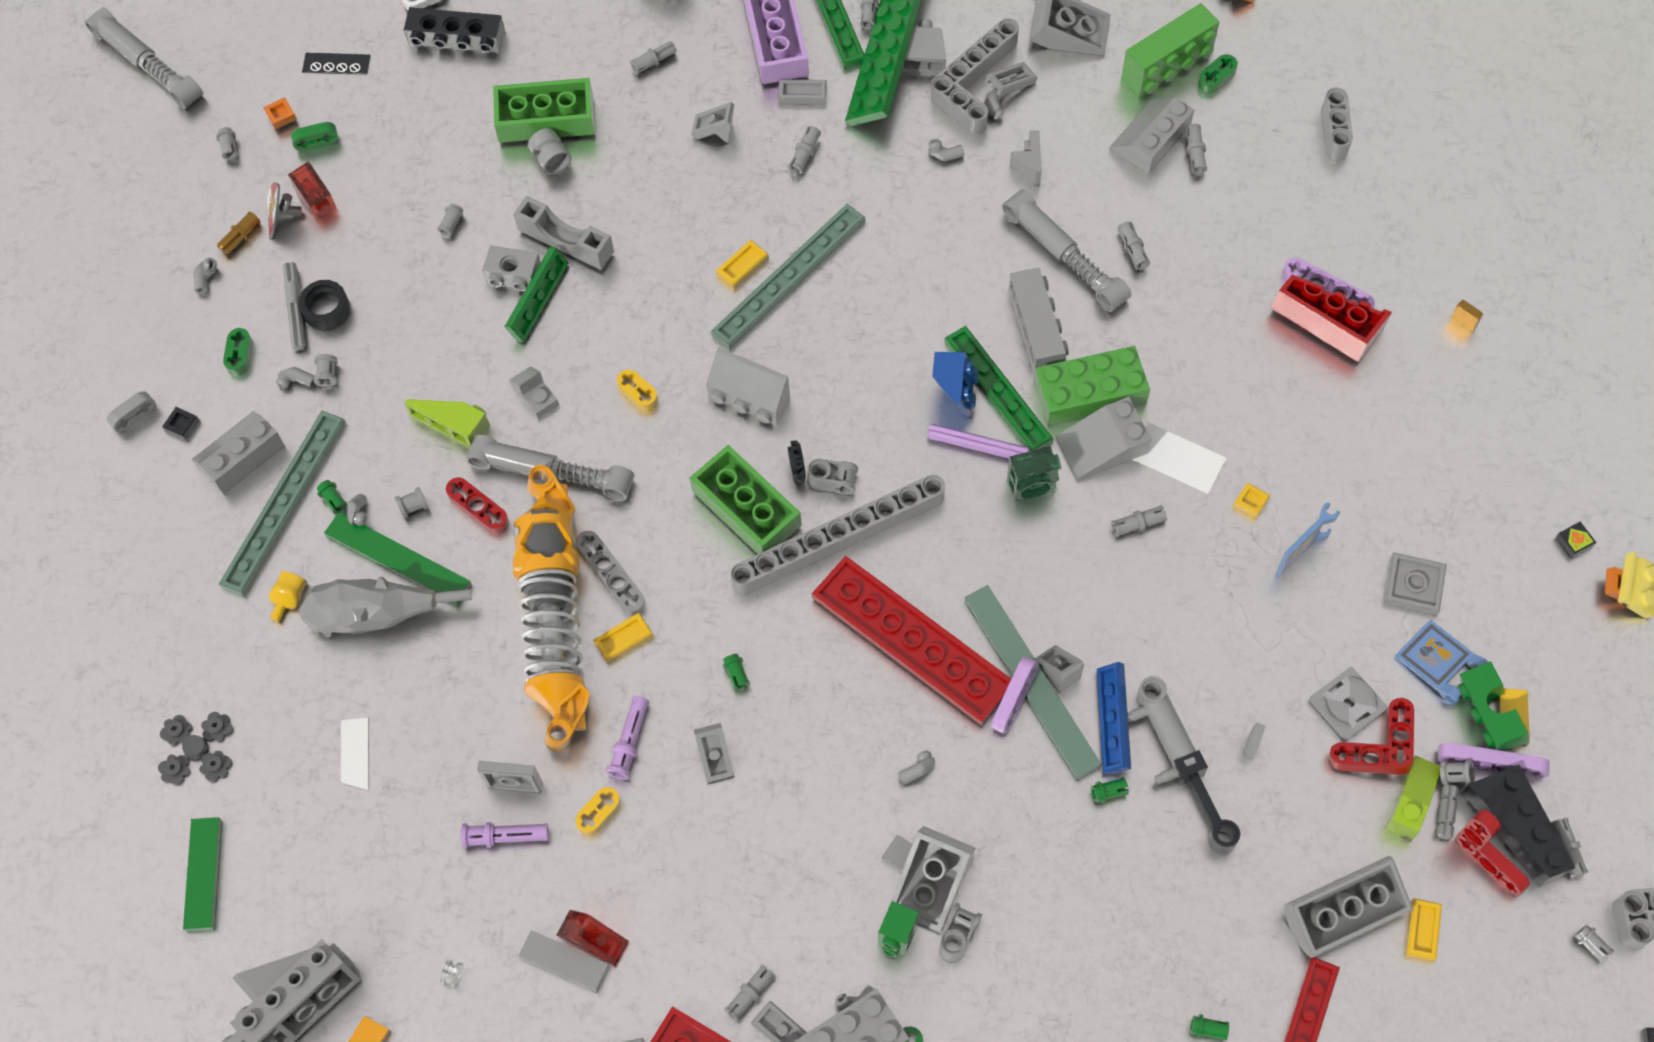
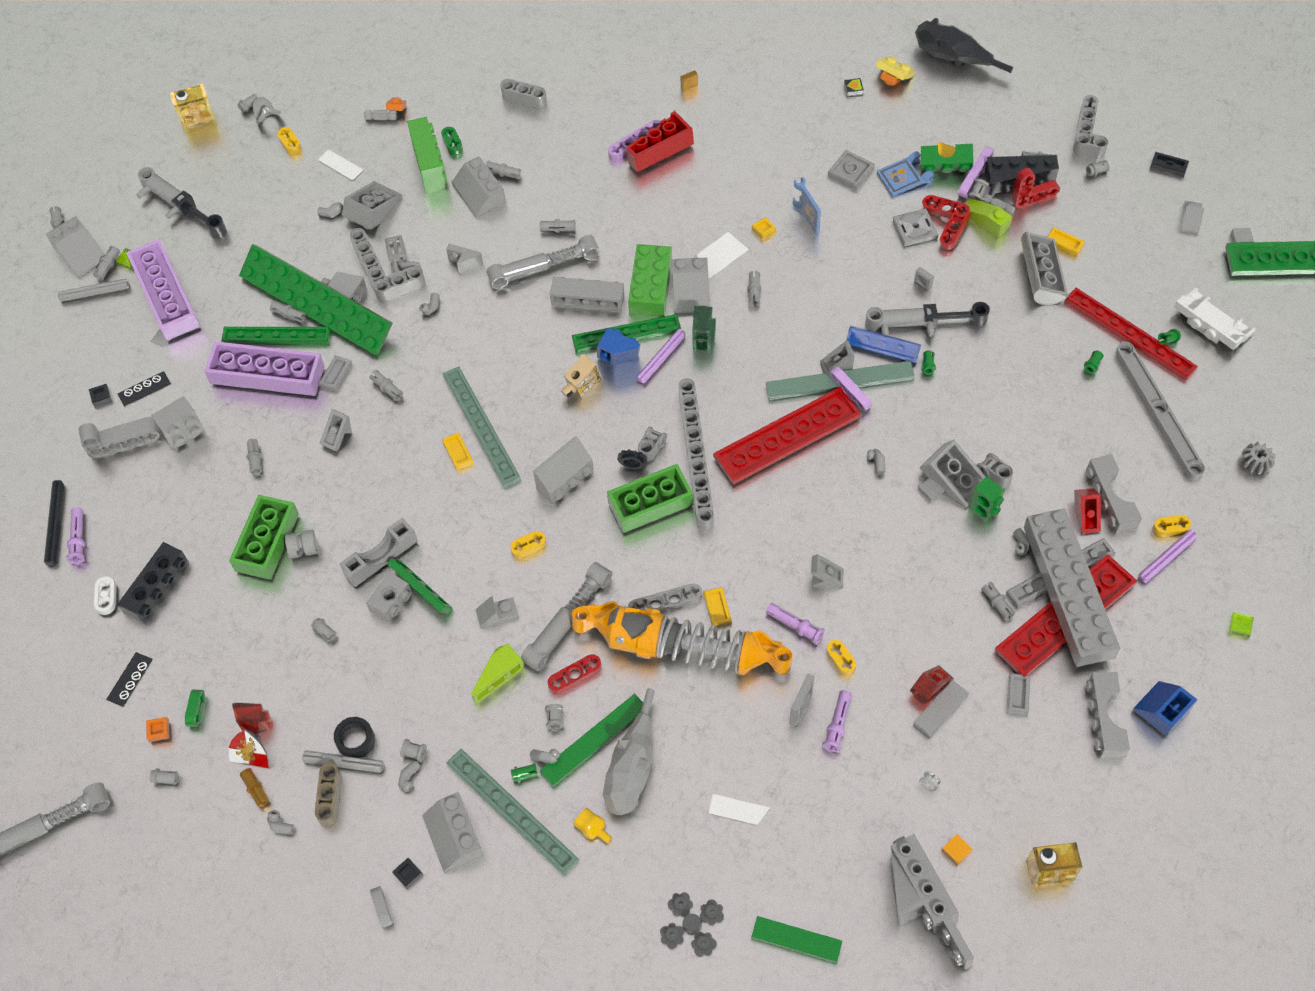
camera: 70 degrees left, 5 degrees down
(243, 352) = (365, 809): green beam -> none
(259, 306) = (324, 786): none -> dark tan beam
(736, 672) = (770, 543): green pin -> none
(897, 358) = (581, 377): none -> tan torso

